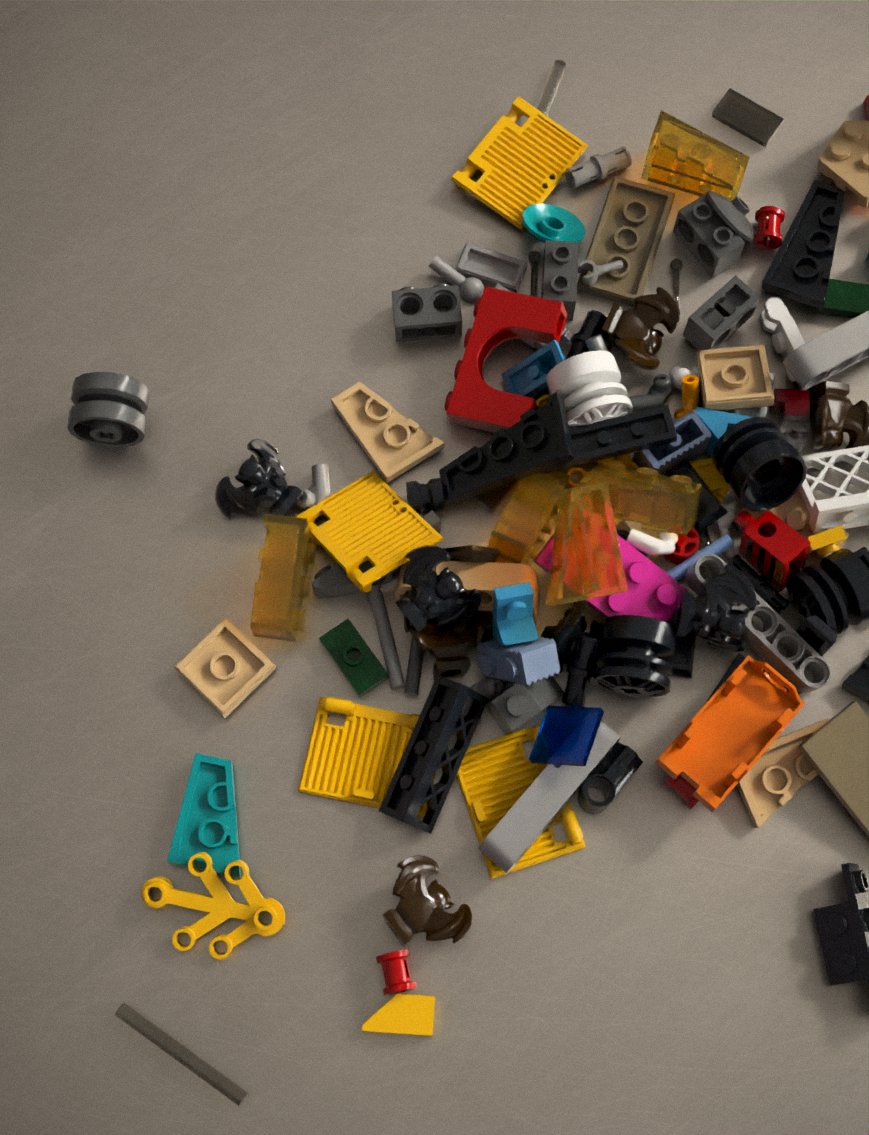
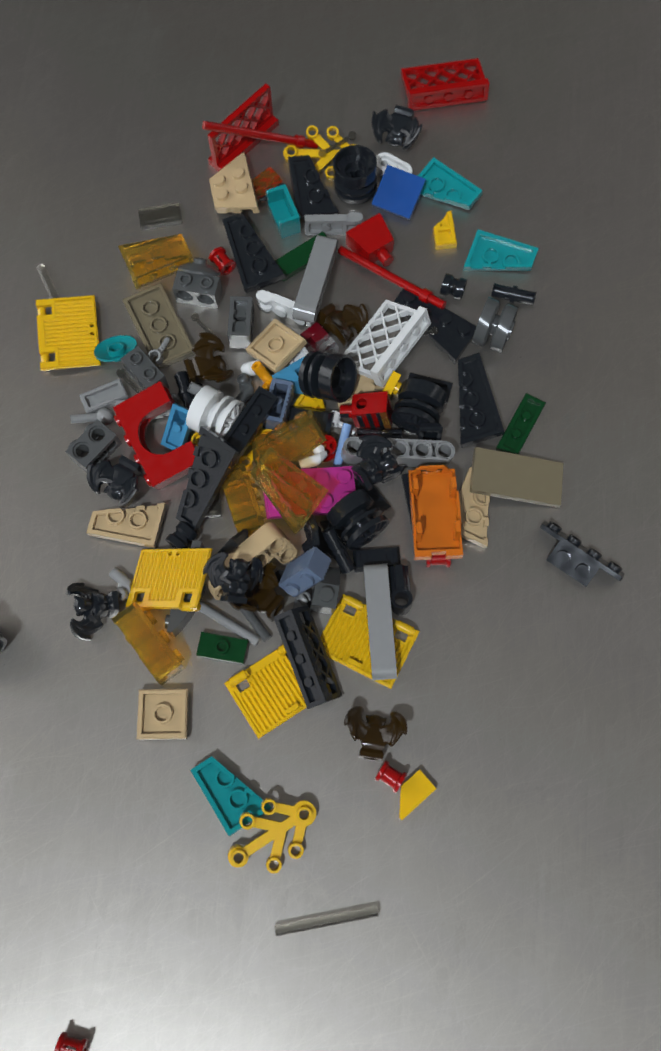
camera: 40 degrees left, 0 degrees up
(421, 372) = (120, 479): none -> black animal
(513, 614) = (283, 553): dark azure slope -> none
(566, 735) = (362, 587): clear blue piece -> none
(598, 167) = (110, 301): light grey pin -> none
(632, 728) = (382, 555): none -> black tile

